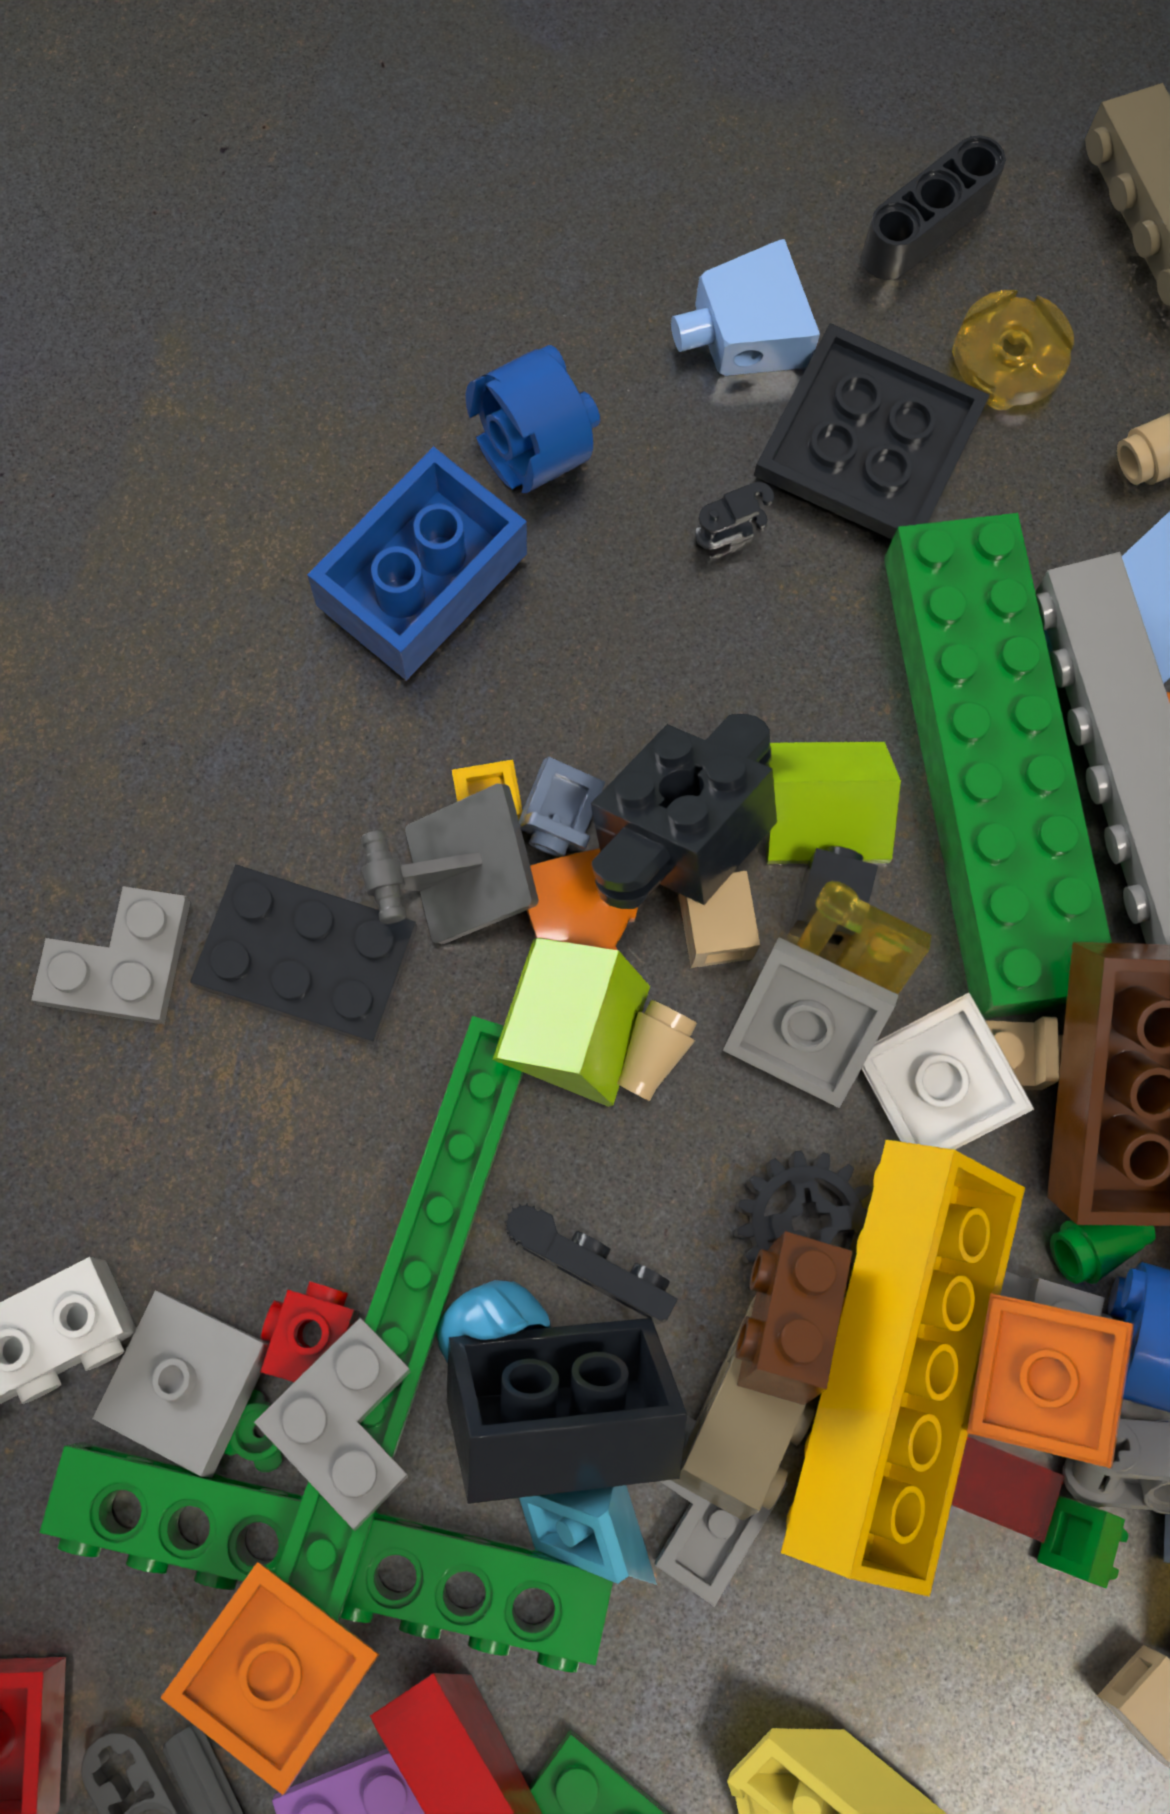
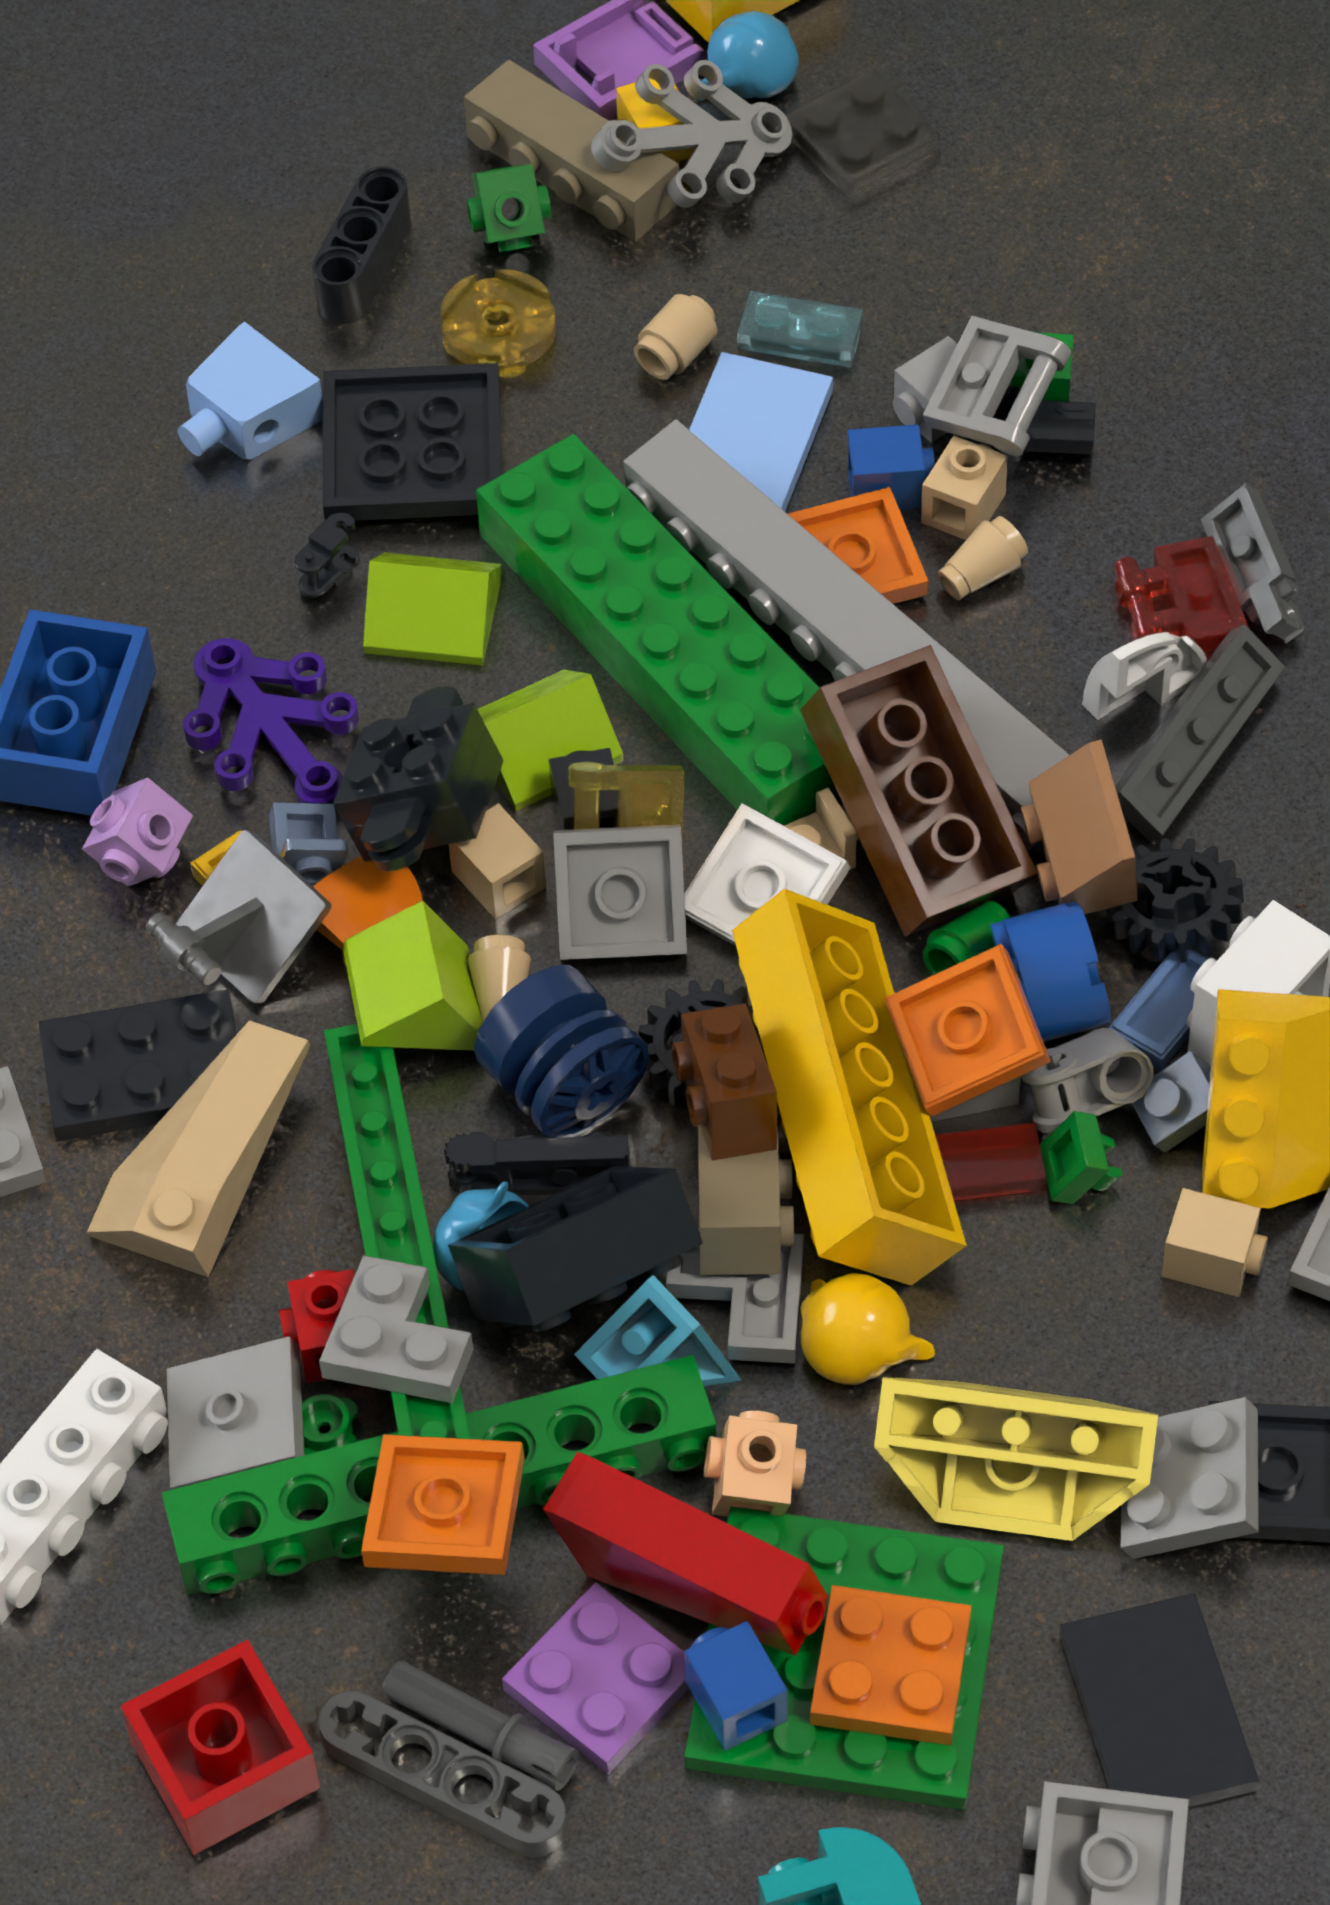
camera: 20 degrees left, 20 degrees down
(282, 1096) = (195, 1165): none -> tan wedge
(415, 721) = (137, 832): none -> lavender brick
(532, 419) = (102, 556): blue brick -> none
(596, 650) = (267, 715): none -> dark purple plant
(610, 1722) = (754, 1464): none -> light nougat brick
(664, 1173) = (561, 1051): none -> dark blue wheel
(781, 1611) = (857, 1329): none -> yellow hair
(801, 613) = (430, 607): none -> lime slope
(1082, 213) = (492, 190): none -> green brick

